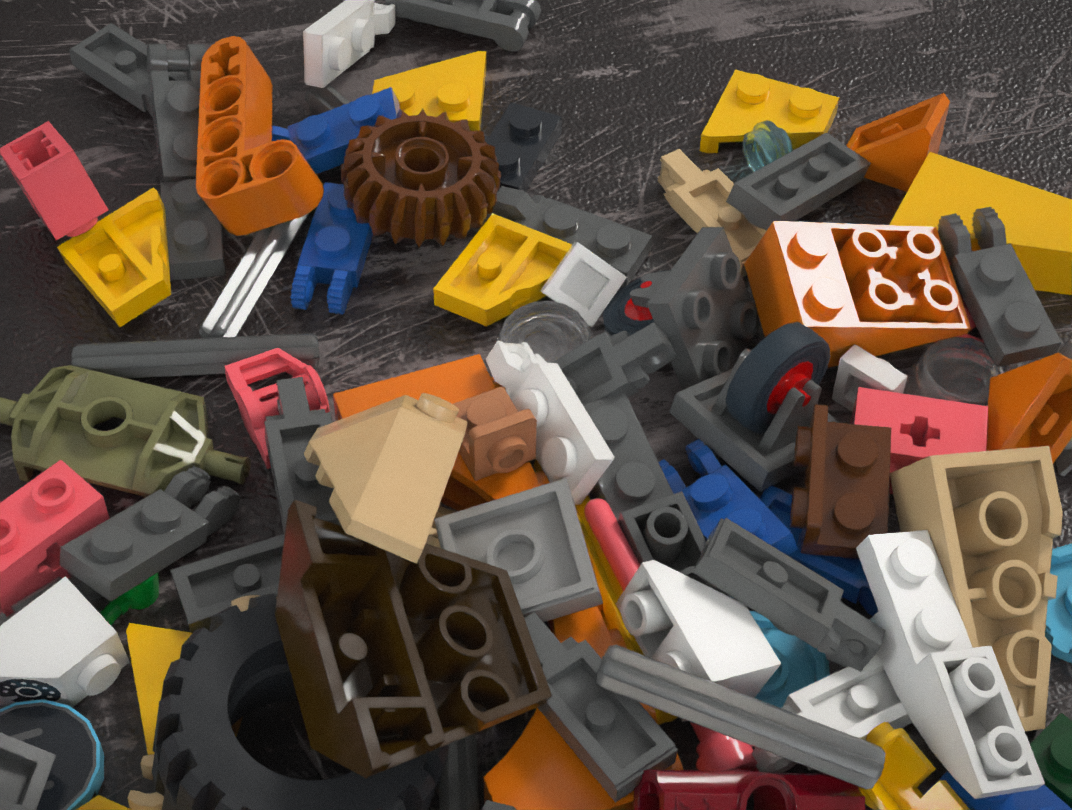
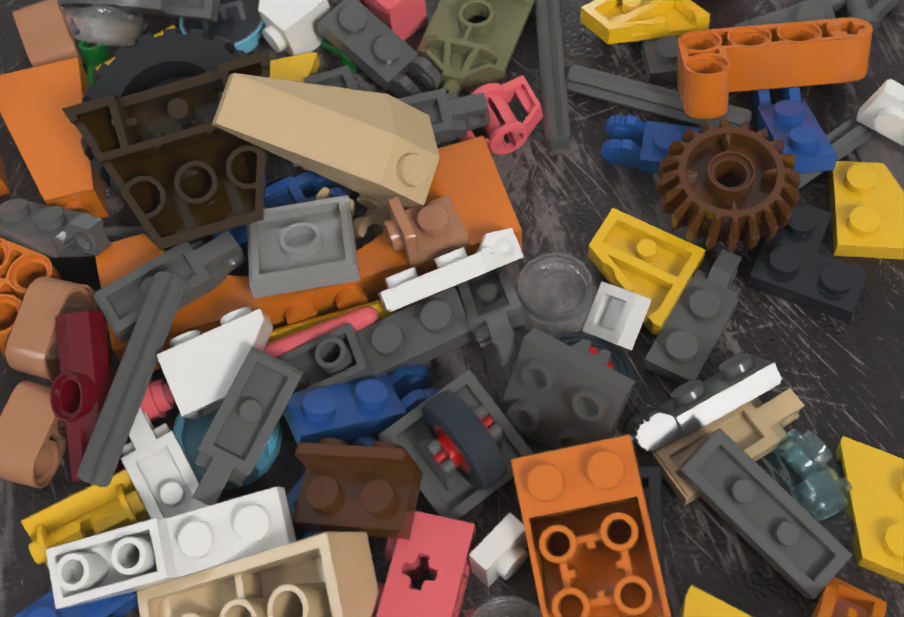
camera: 100 degrees right, 10 degrees up
(669, 203) = (701, 402): none -> dark grey hinge
(728, 154) = (805, 453): none -> clear light blue plate

